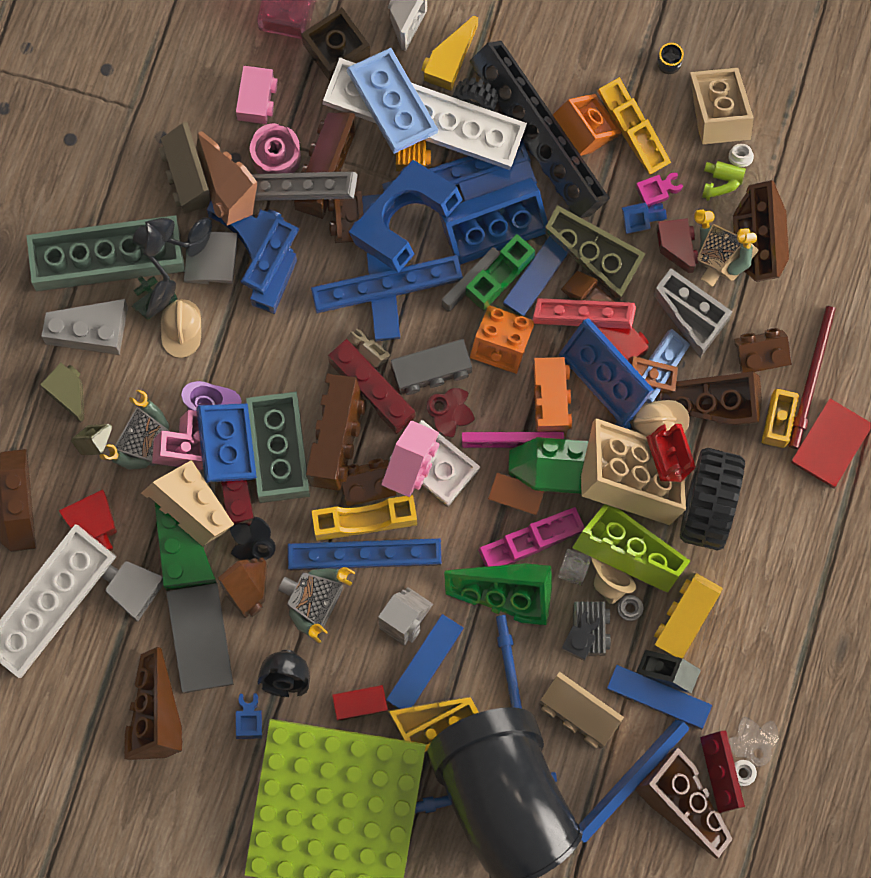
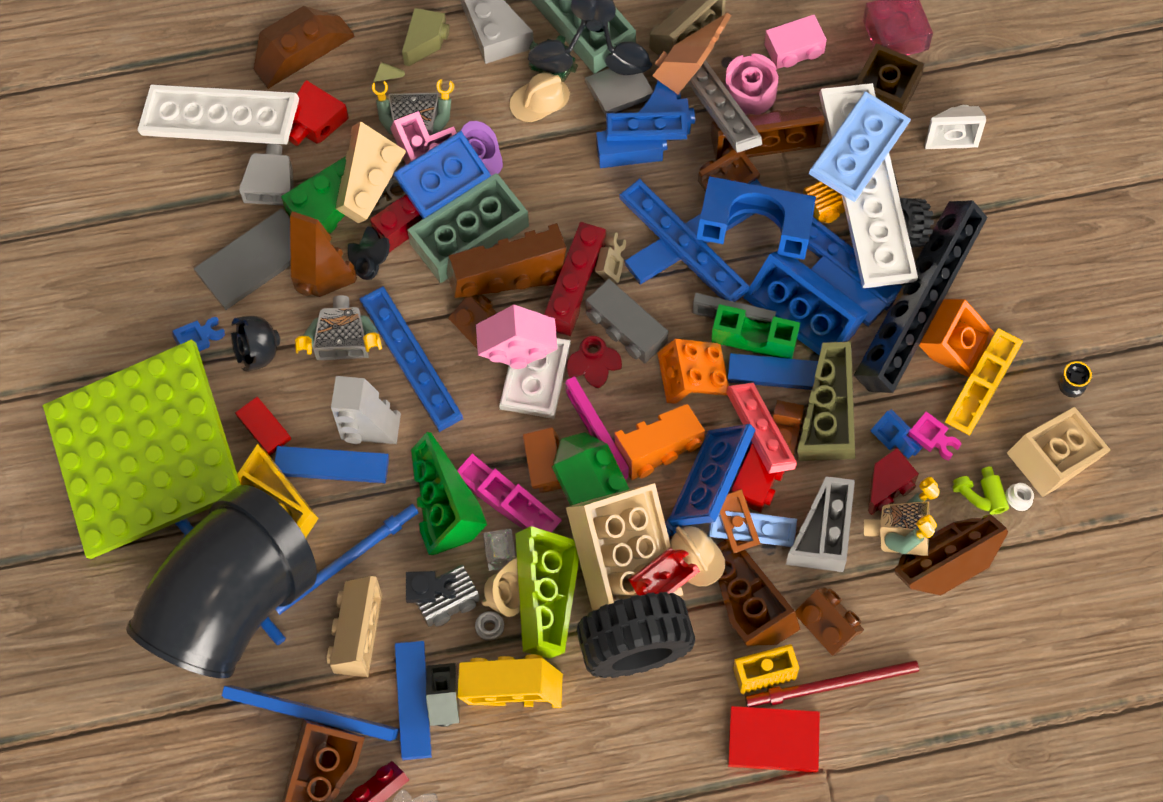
camera: 65 degrees right, 10 degrees down
(155, 719) = (149, 263): reddish brown wedge -> none
(383, 516) = (429, 321): yellow arch -> none
(448, 57) = (943, 184): yellow slope -> none

